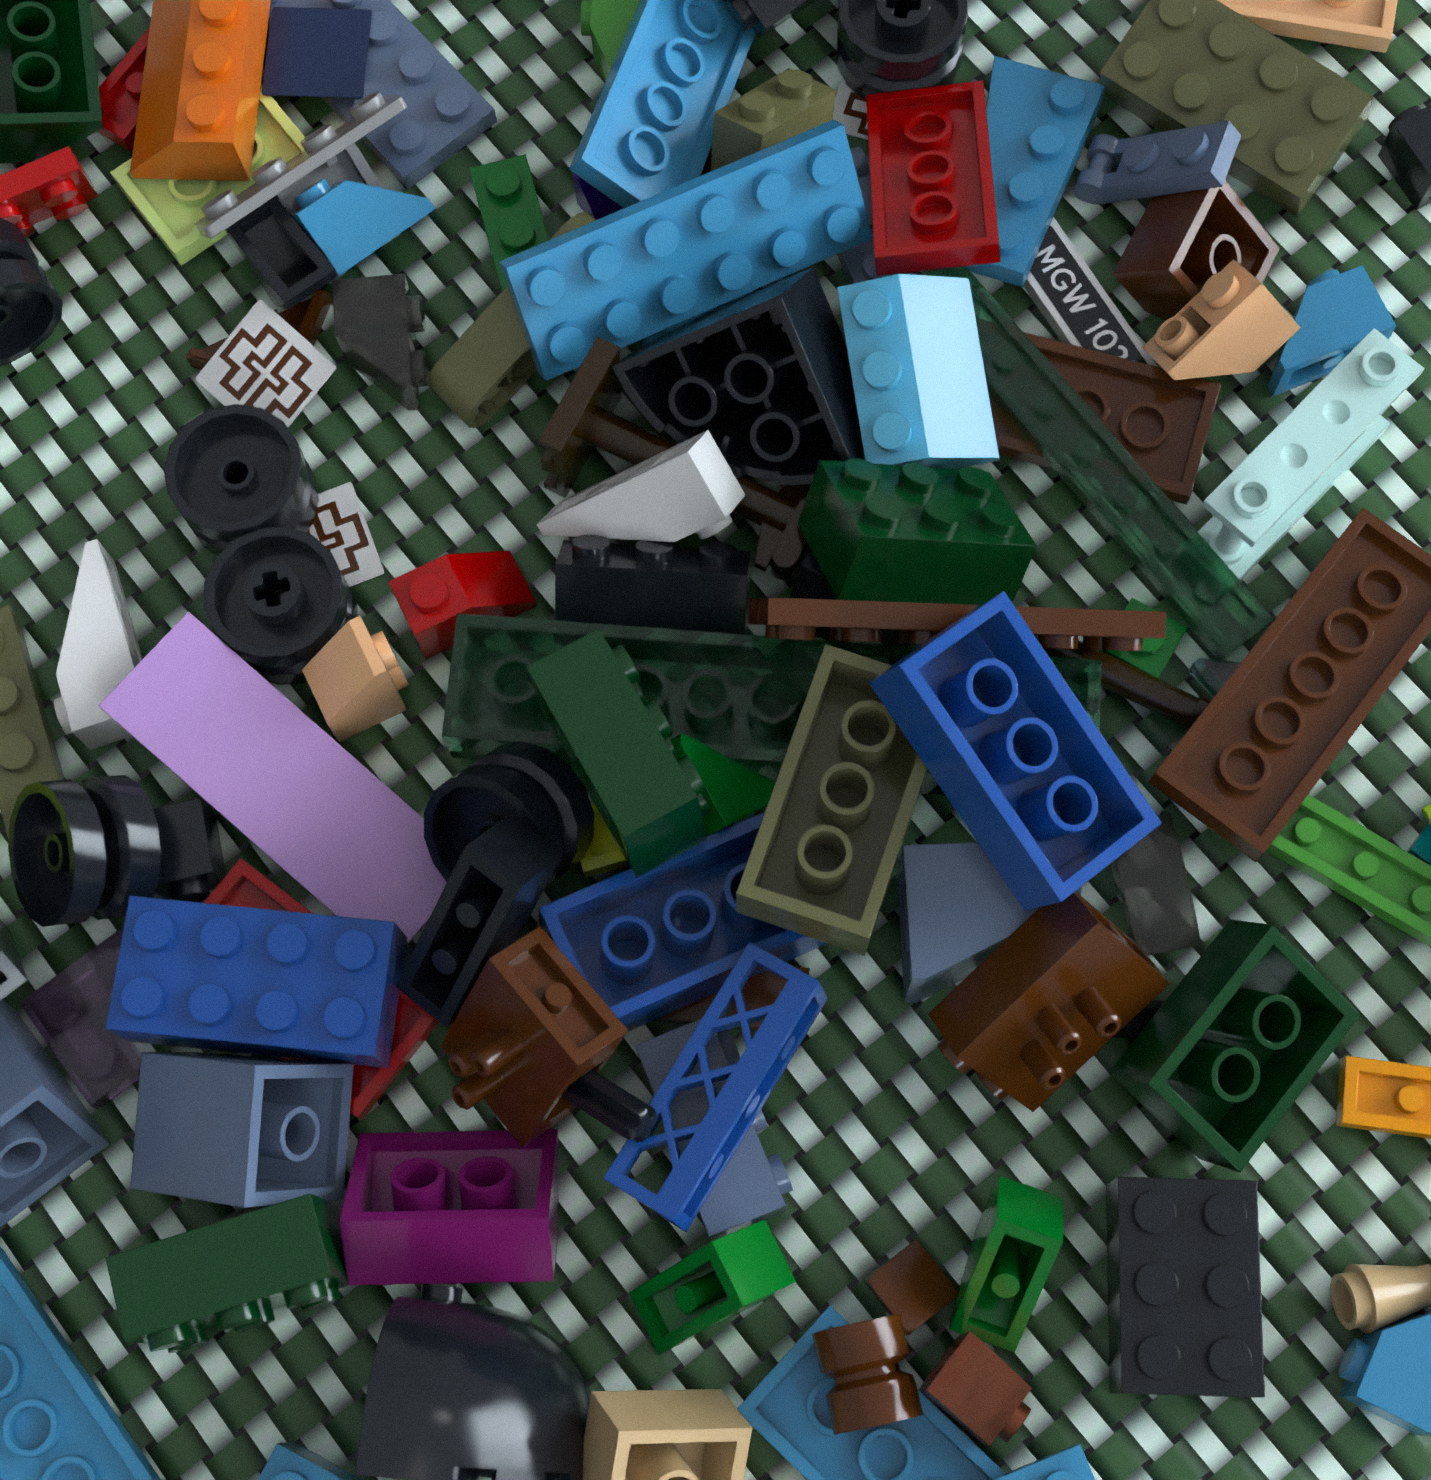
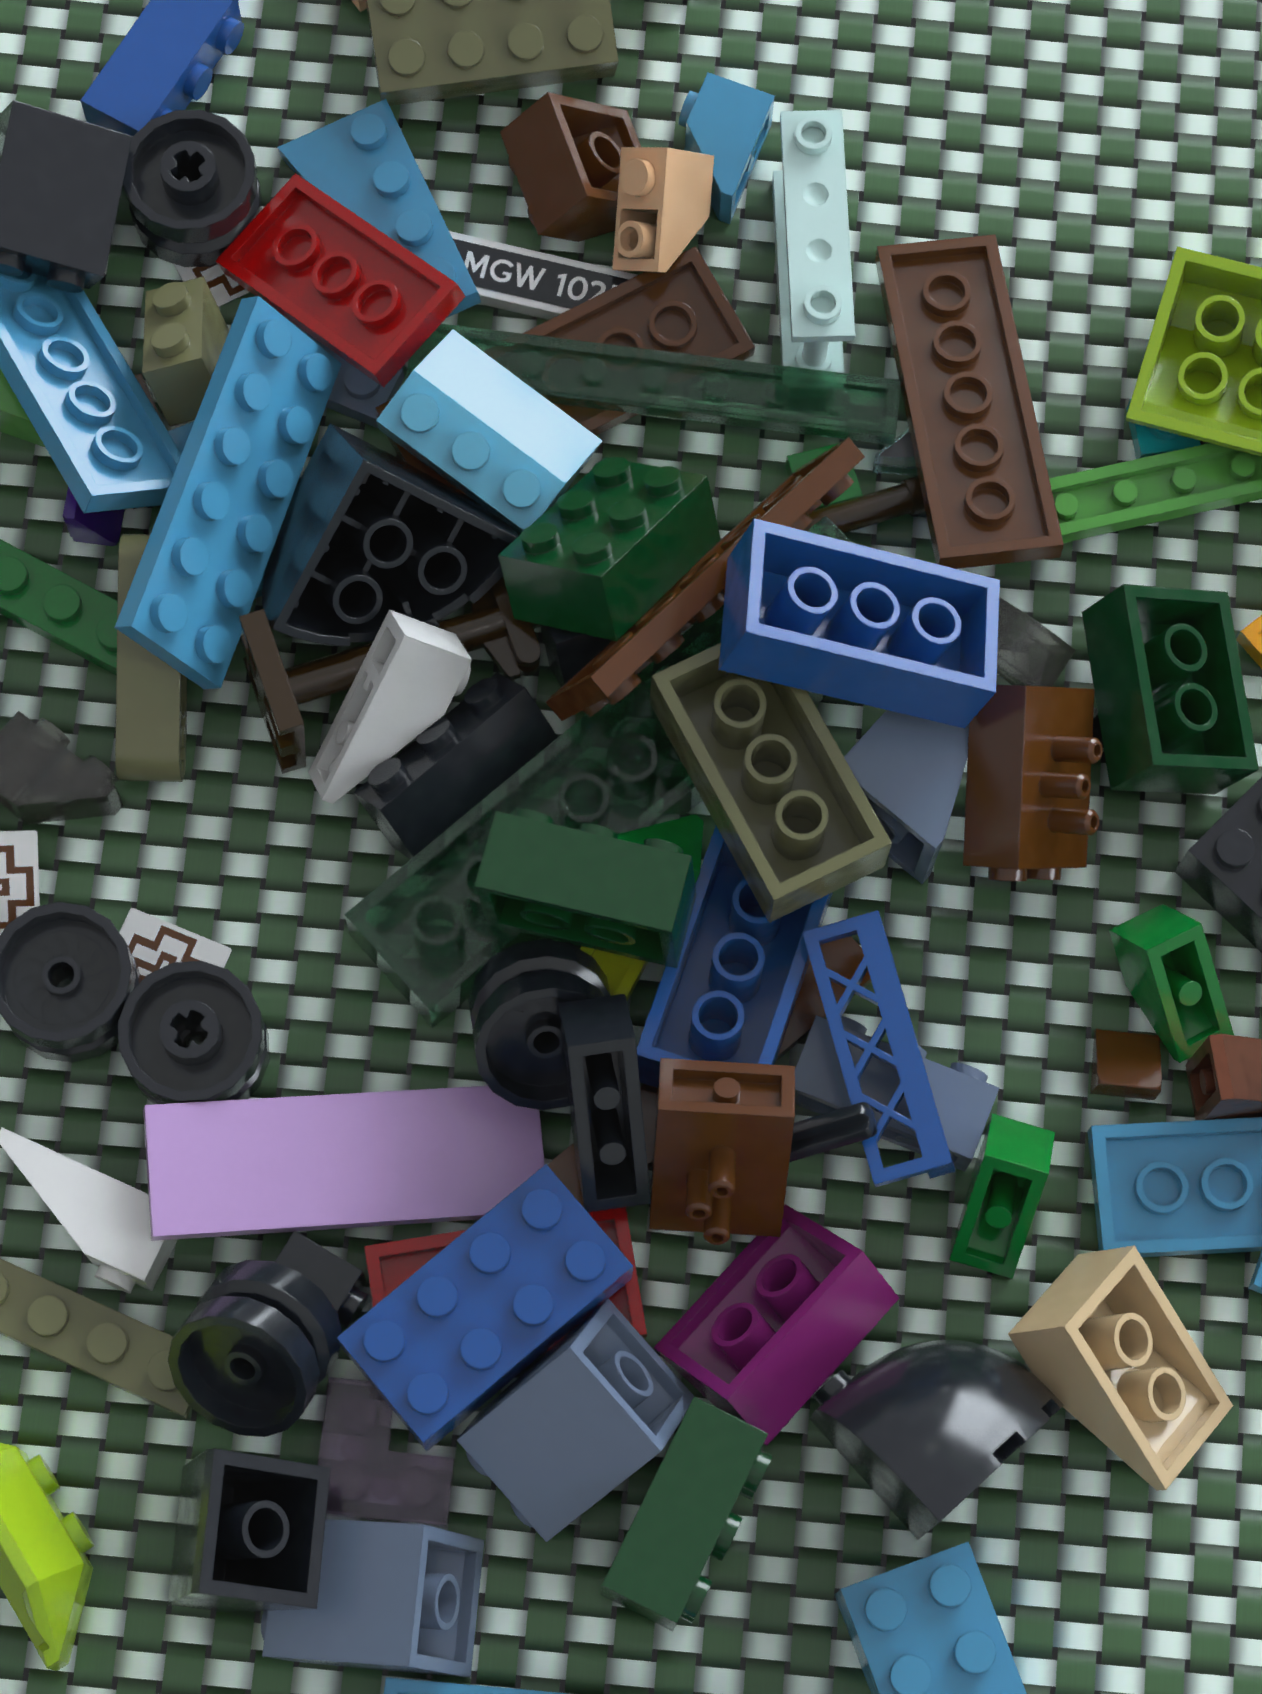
camera: 55 degrees left, 0 degrees up
(356, 680) = (312, 1037): light nougat slope -> none
(462, 585) = (310, 915): red slope -> none
(867, 1374) = (1163, 1134): reddish brown wheel -> none
(1157, 163) = (490, 124): sand blue plate -> none

